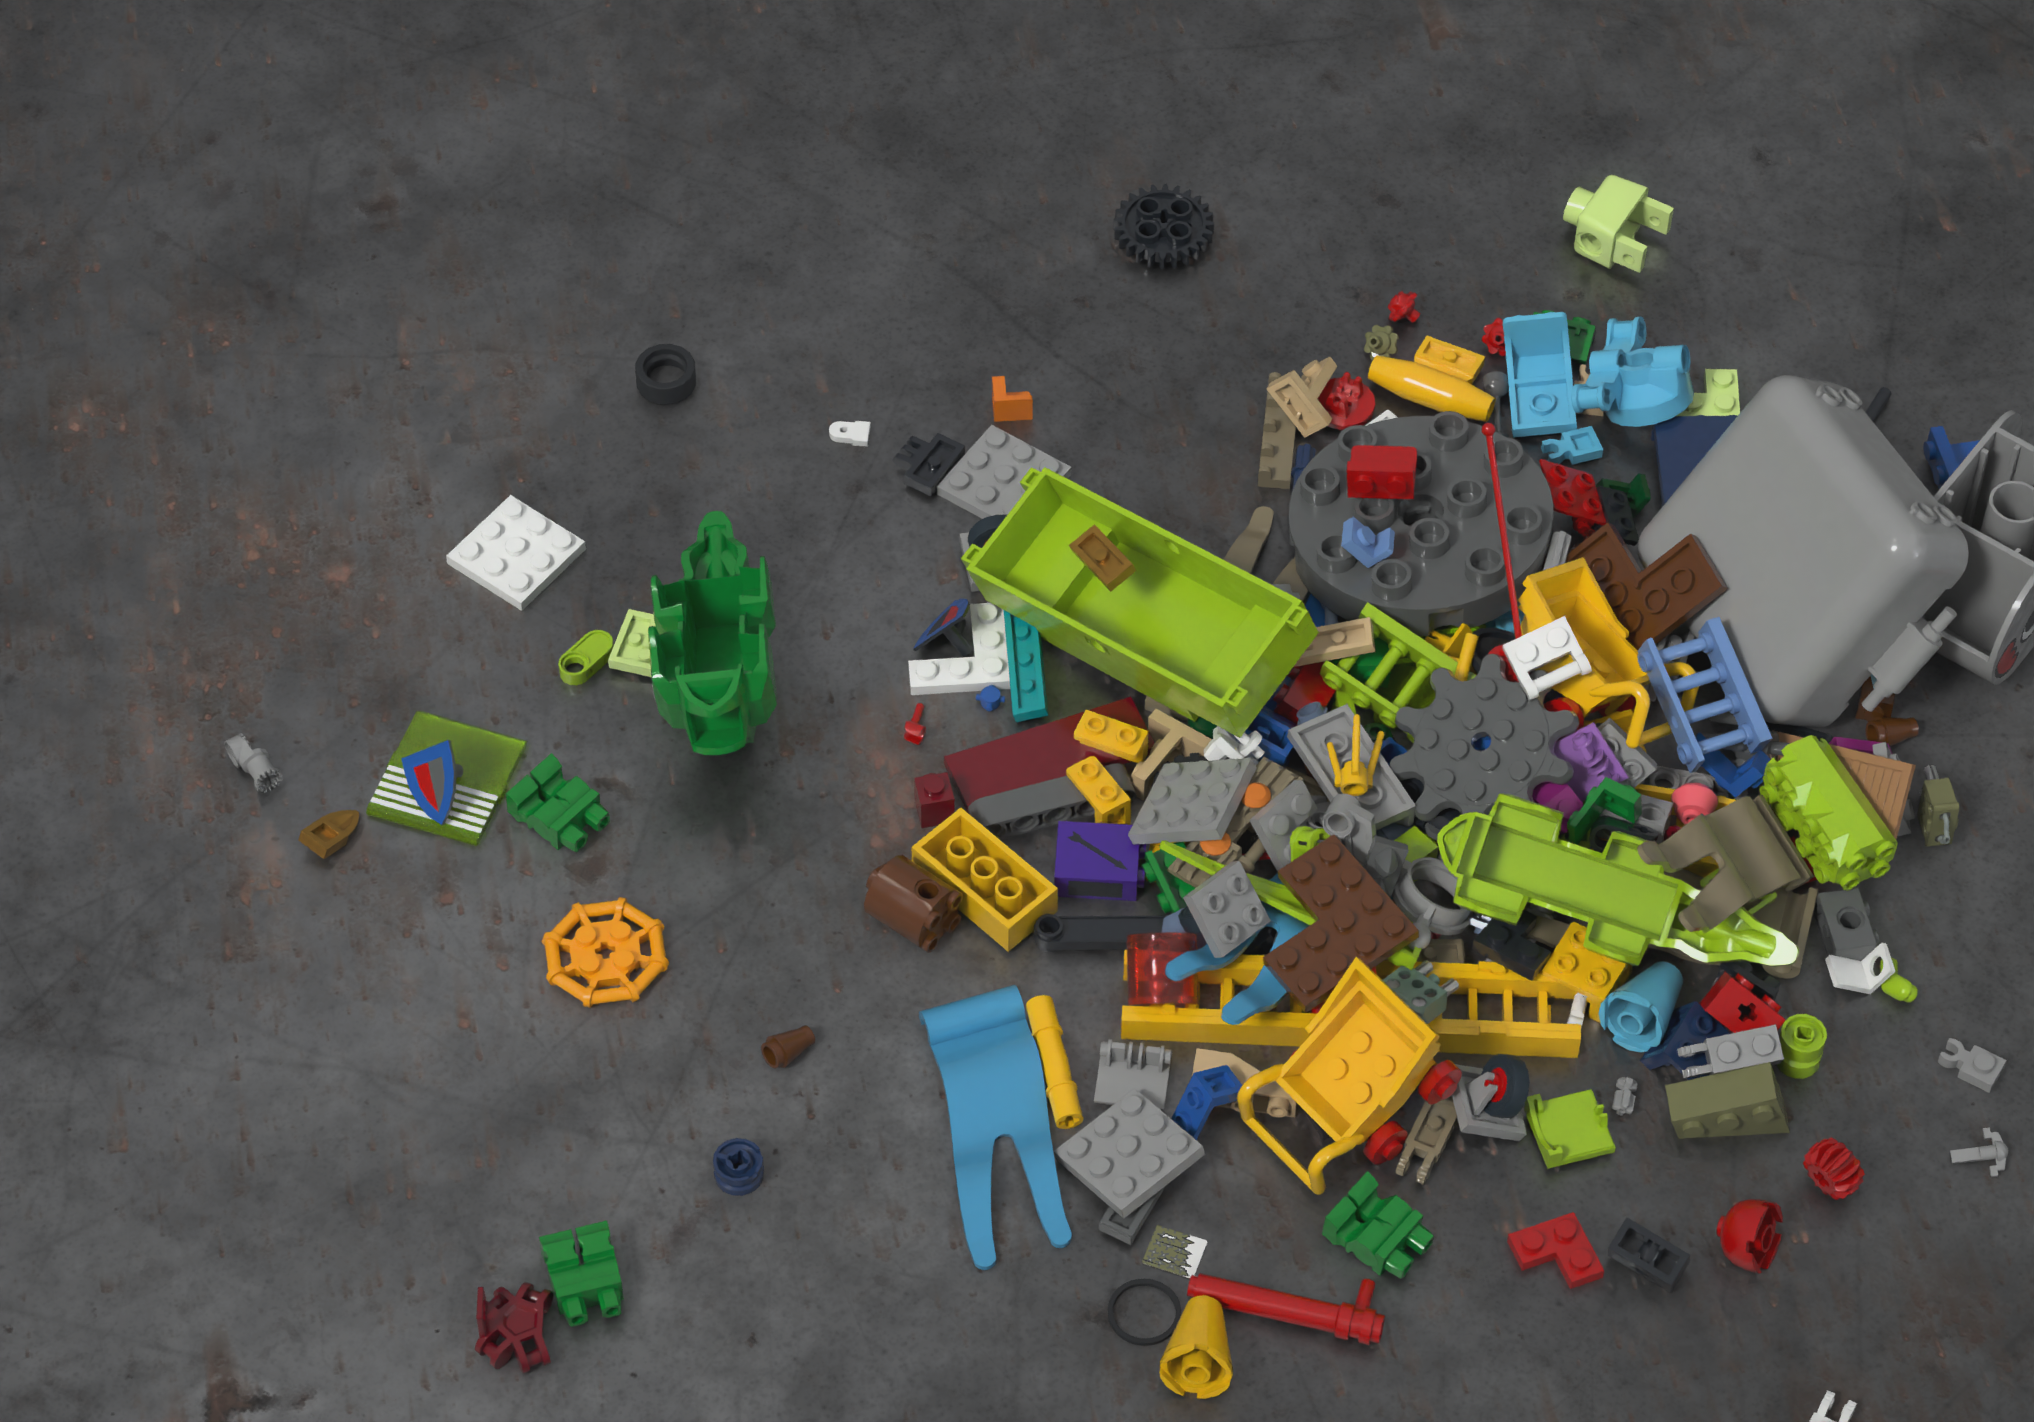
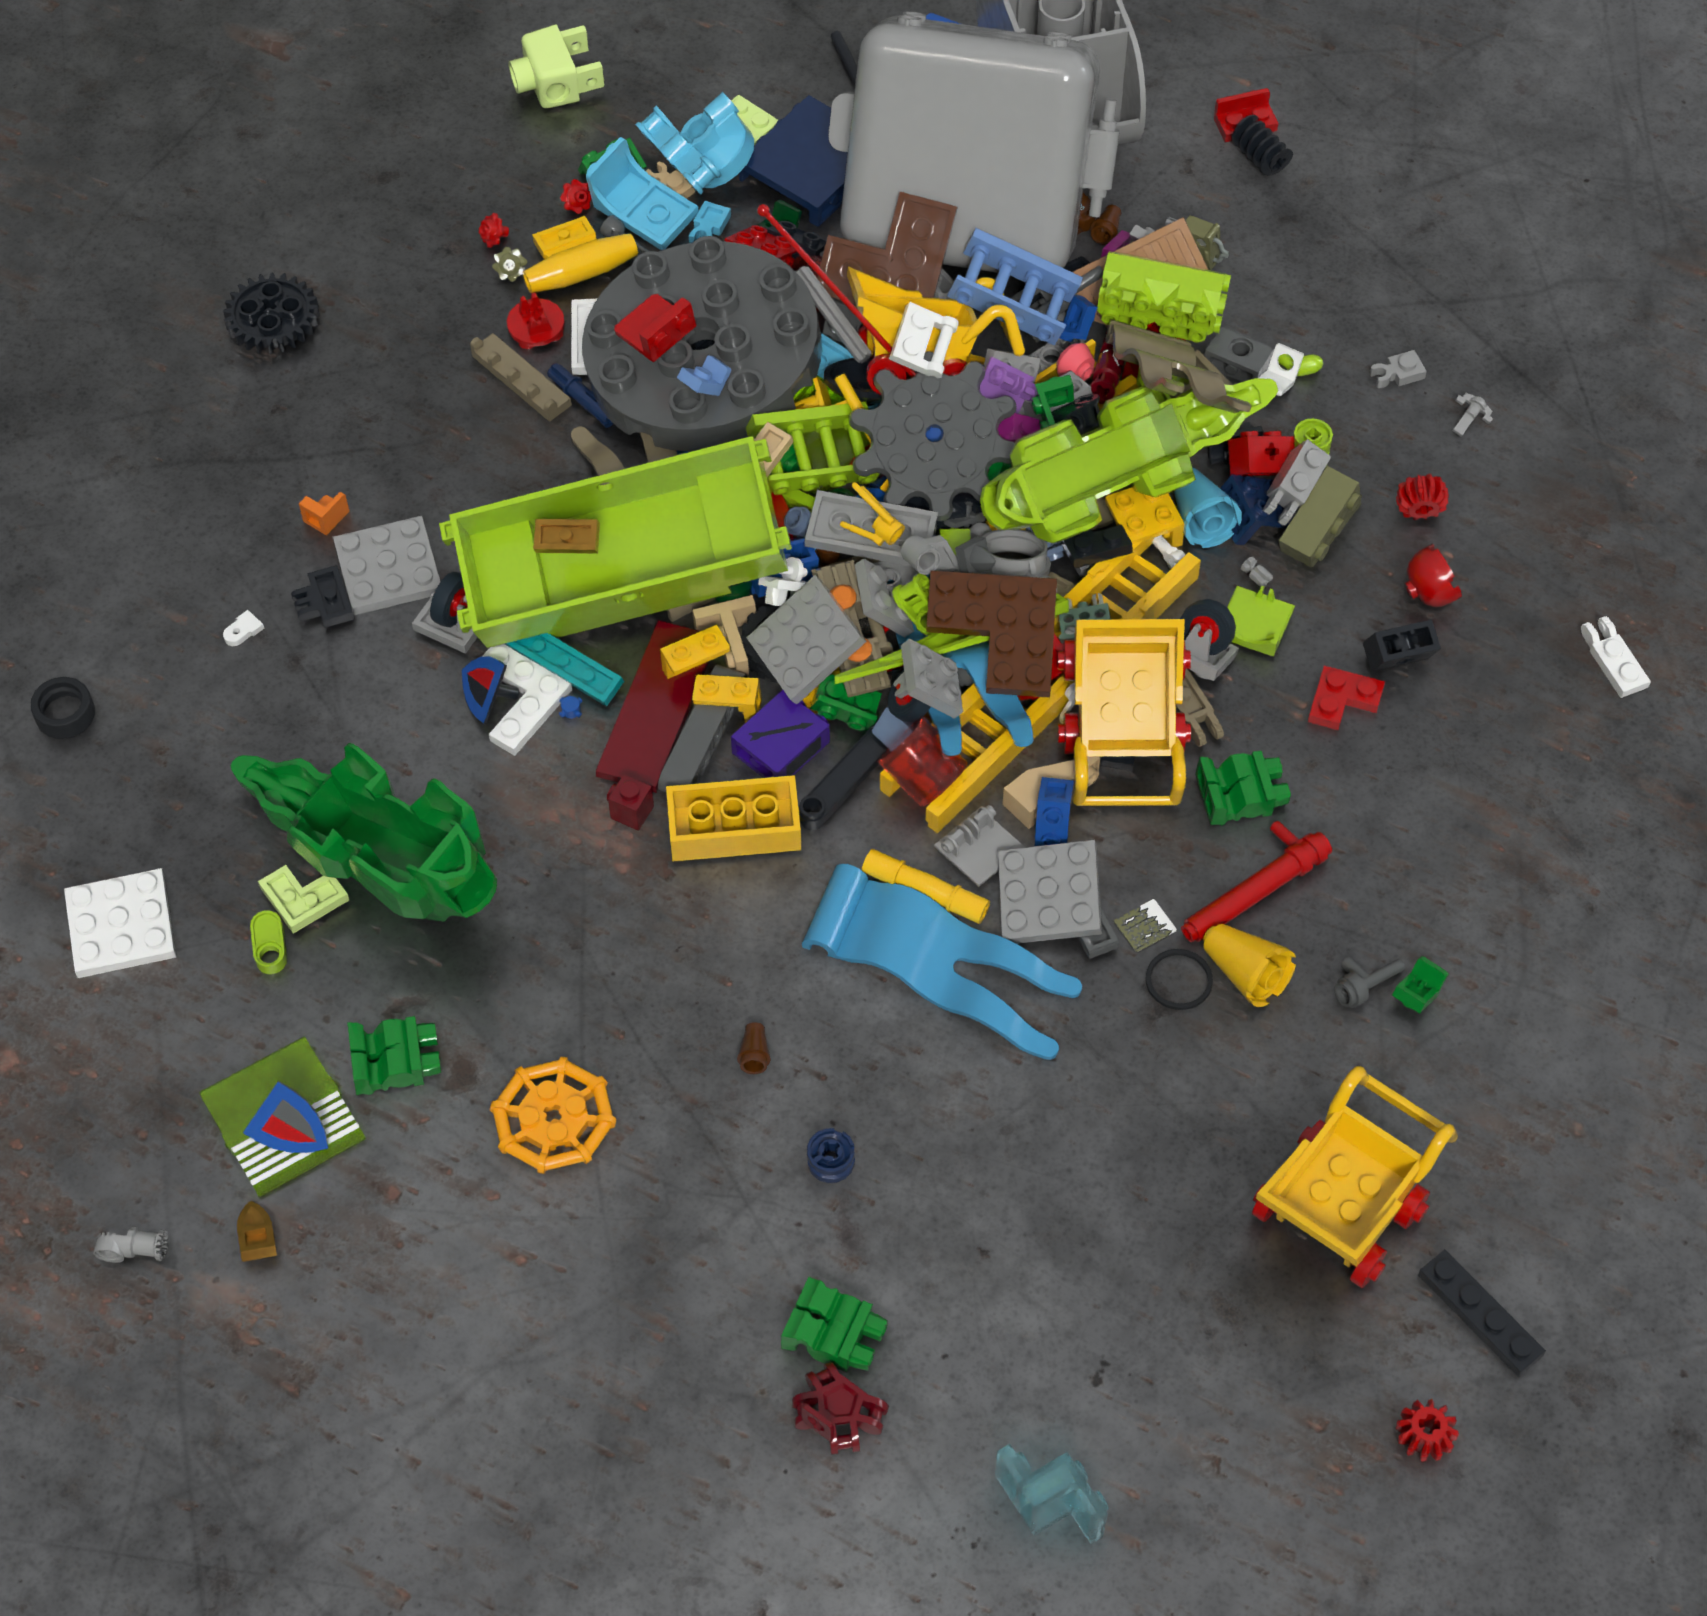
camera: 50 degrees left, 5 degrees up
(912, 902) = (712, 876): reddish brown cylinder -> none
(914, 731) = (552, 775): red hand -> none
(1299, 395) = (512, 336): tan bracket -> none

